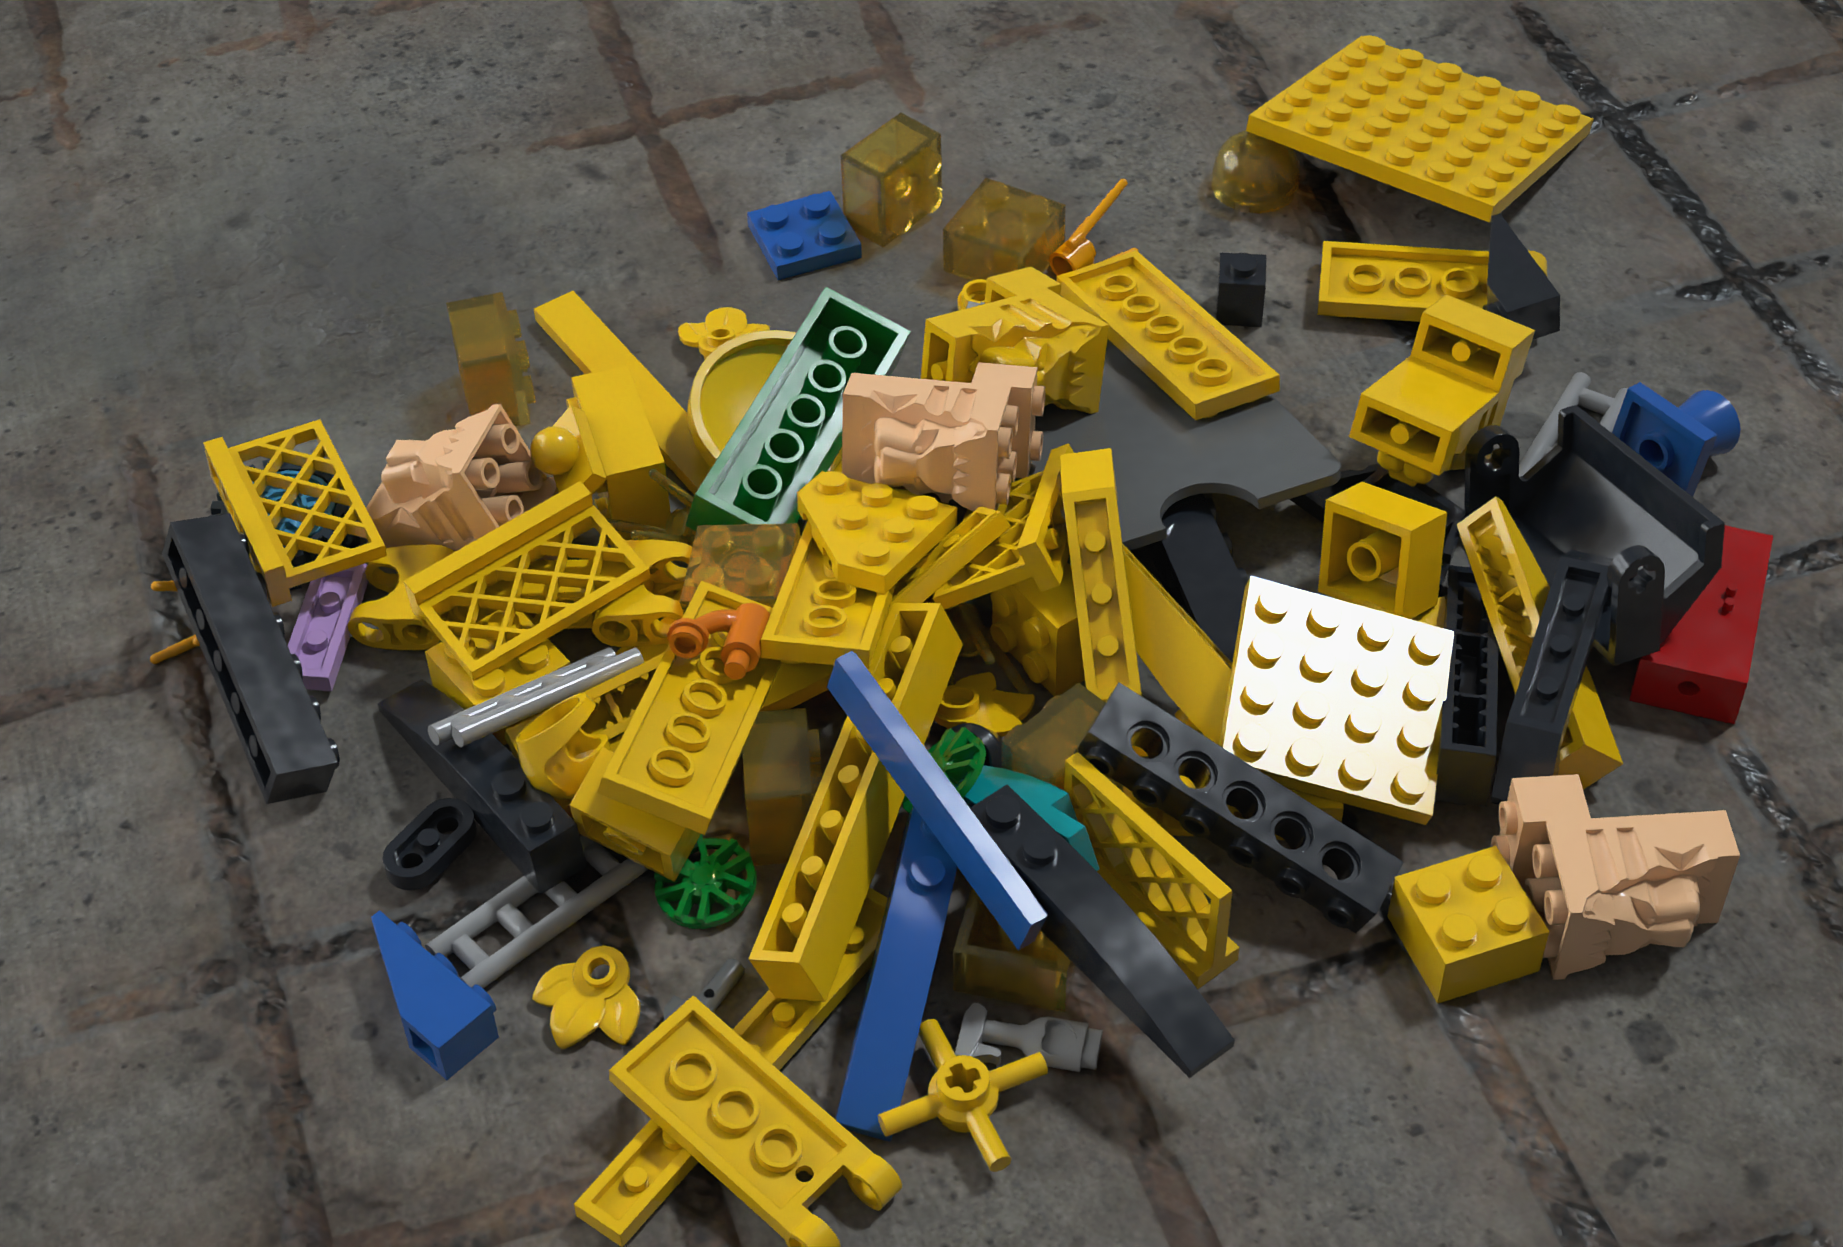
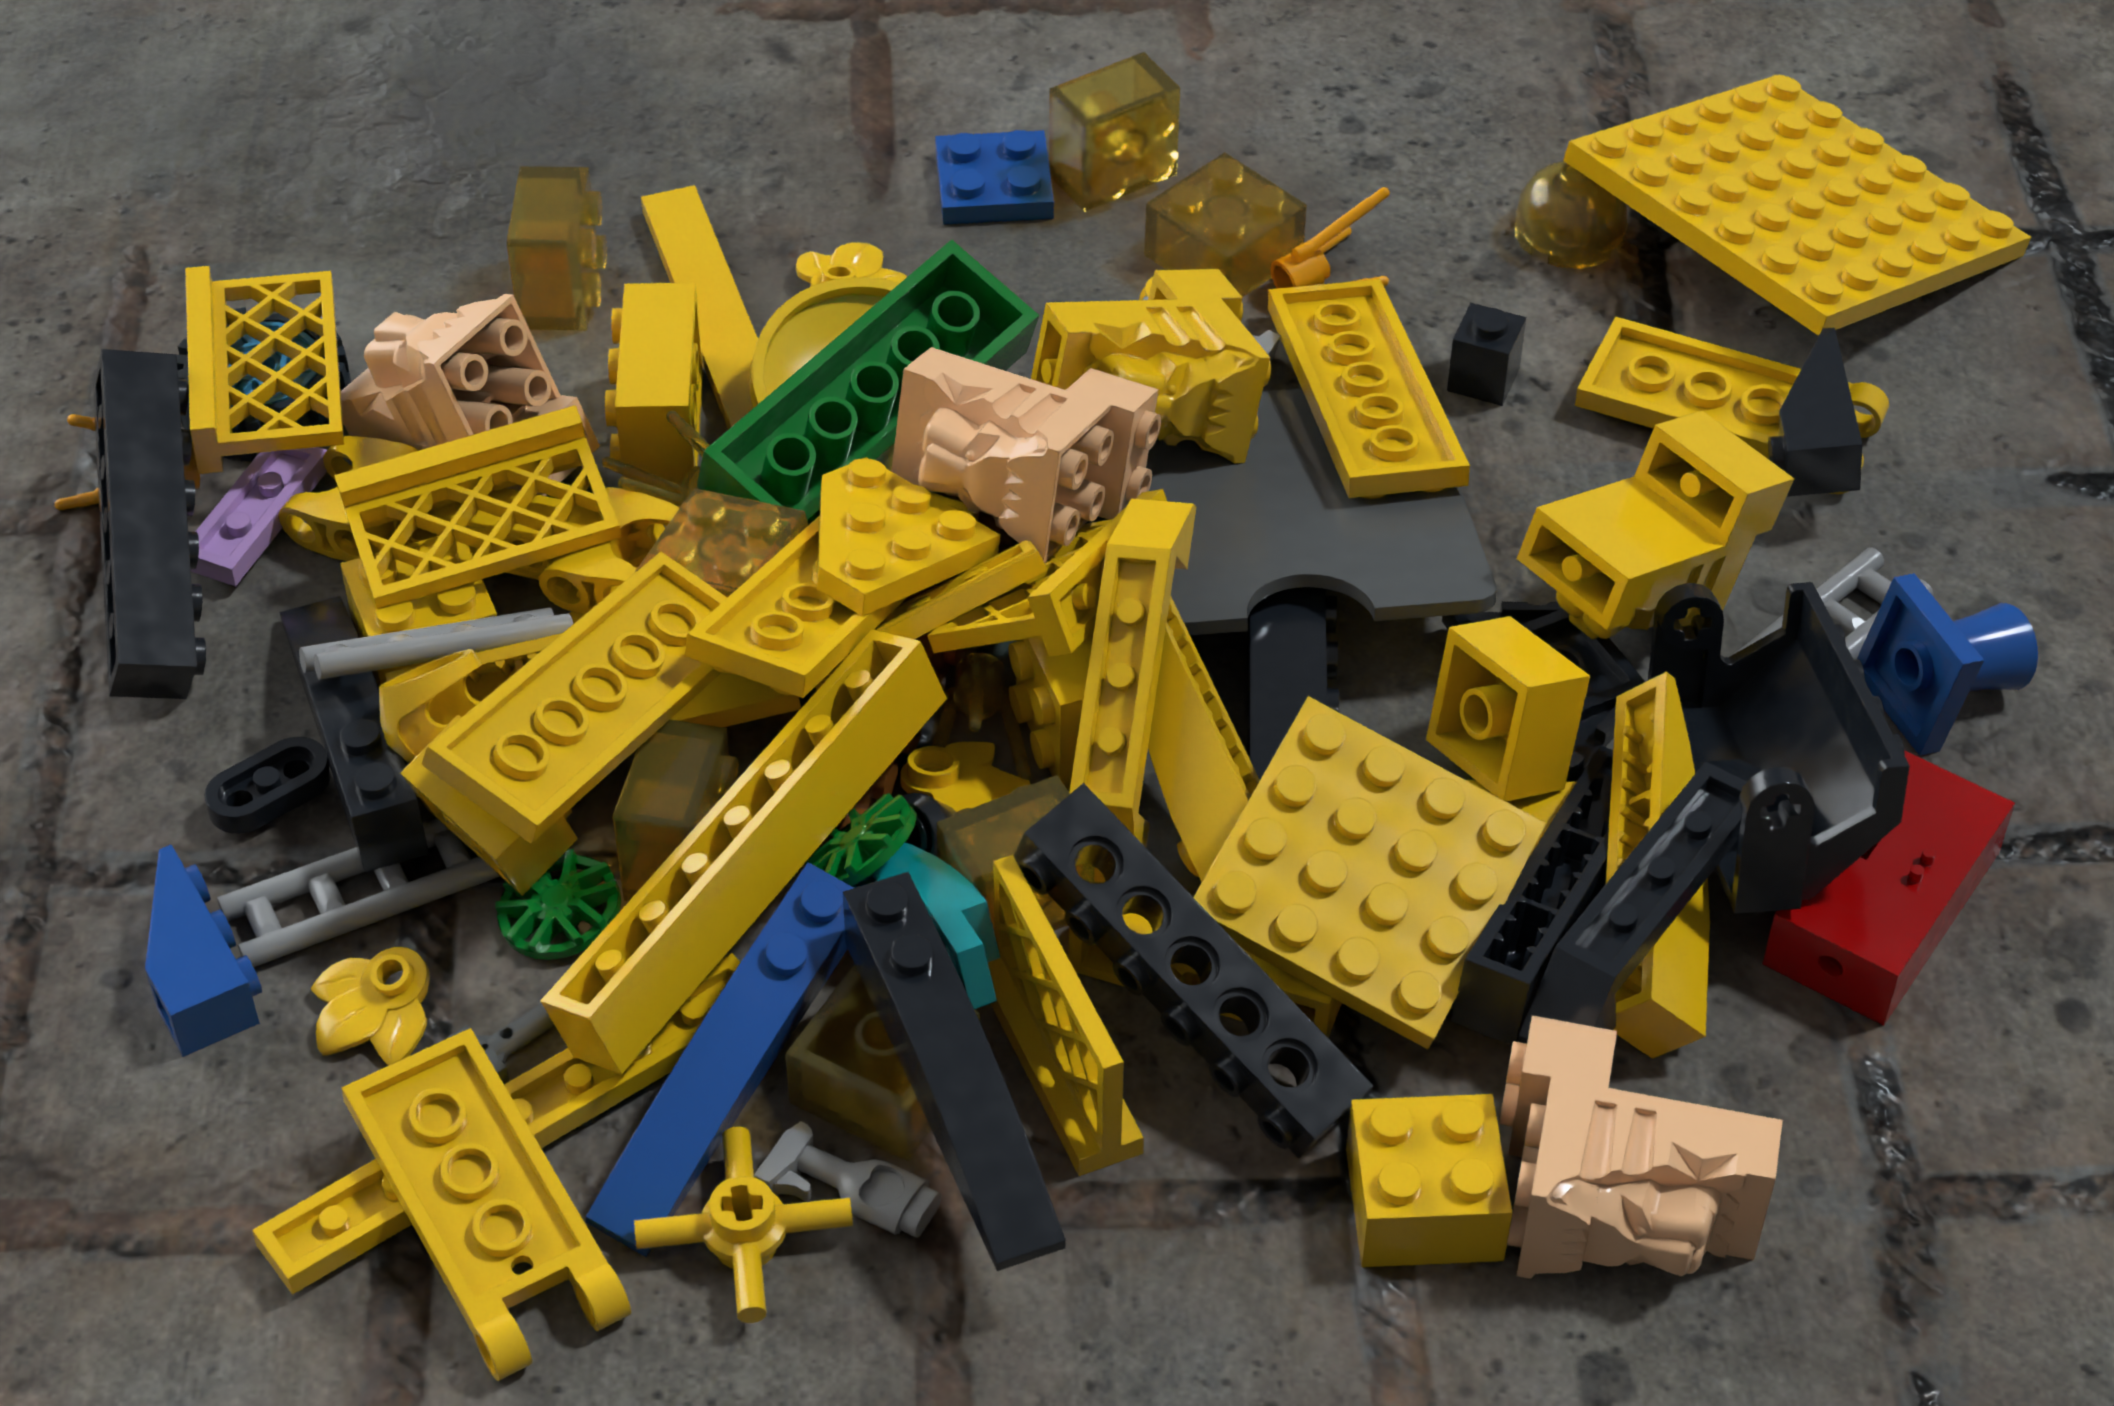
camera: 15 degrees right, 0 degrees up
(569, 452) = (584, 370): yellow tile -> none
(743, 640) = (664, 638): orange plant -> none
(937, 800) = (818, 871): blue tile -> none

